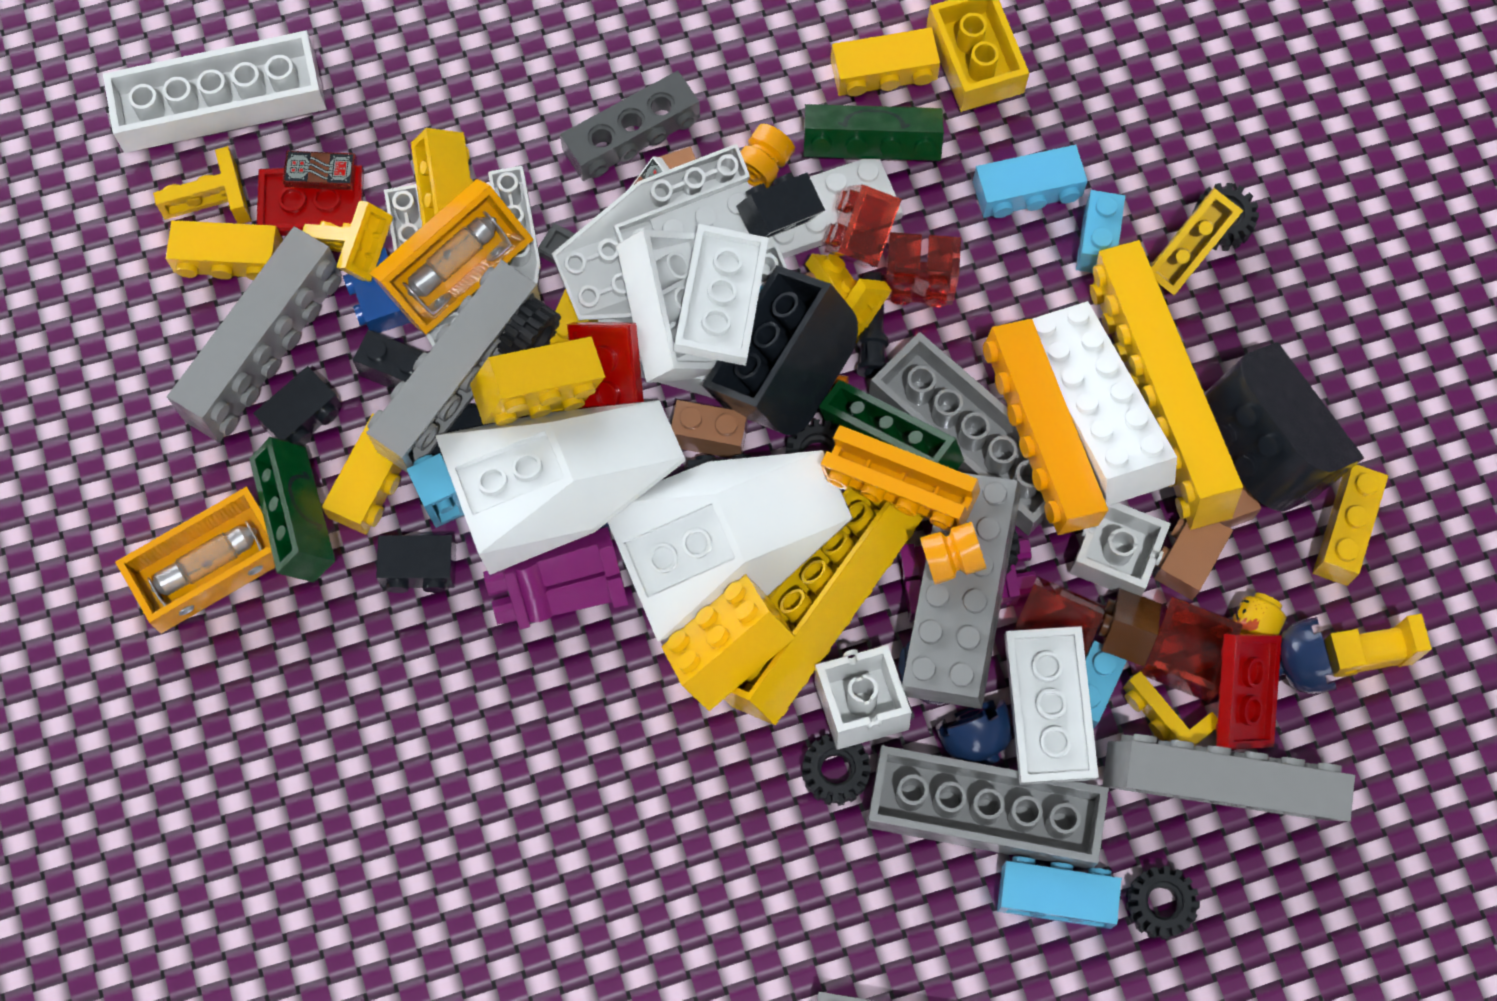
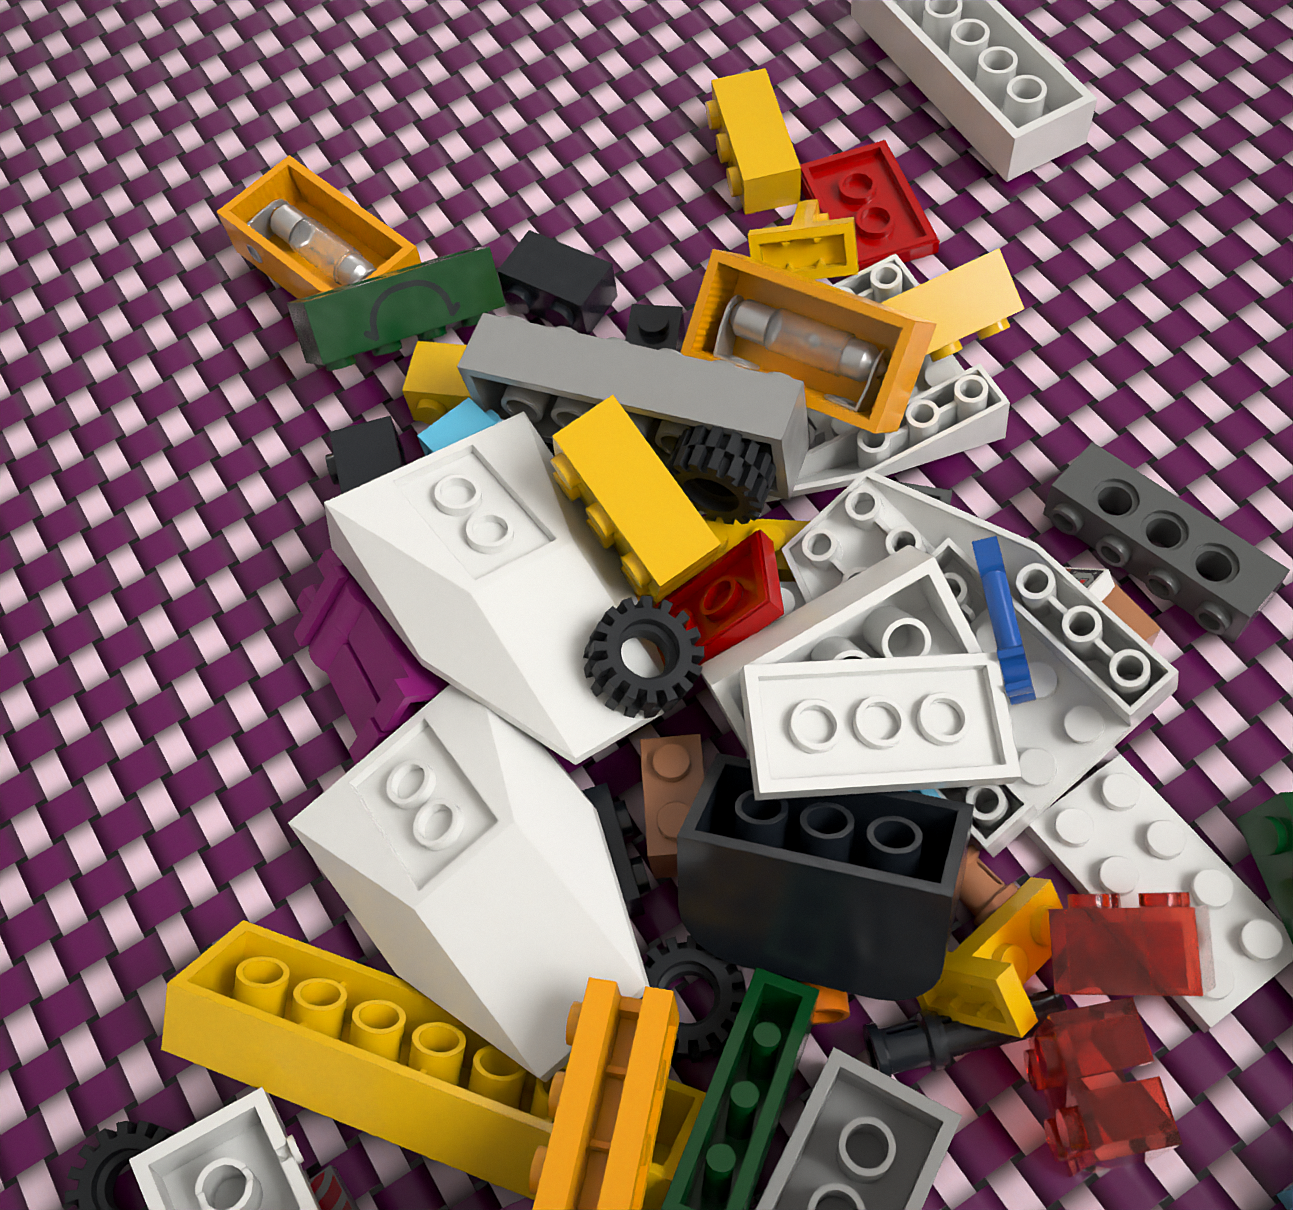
camera: 85 degrees right, 10 degrees down
(207, 192) = (836, 113): yellow bracket -> none
(256, 335) = (632, 192): light grey brick -> none
(320, 170) = (907, 195): tile -> none
(641, 388) = (666, 633): none -> black tyre
(645, 208) = (1004, 621): none -> blue bar
(727, 642) = (286, 929): yellow brick -> none
(766, 152) = (1213, 754): light orange wheel -> none
(780, 207) = (1106, 792): black brick -> none

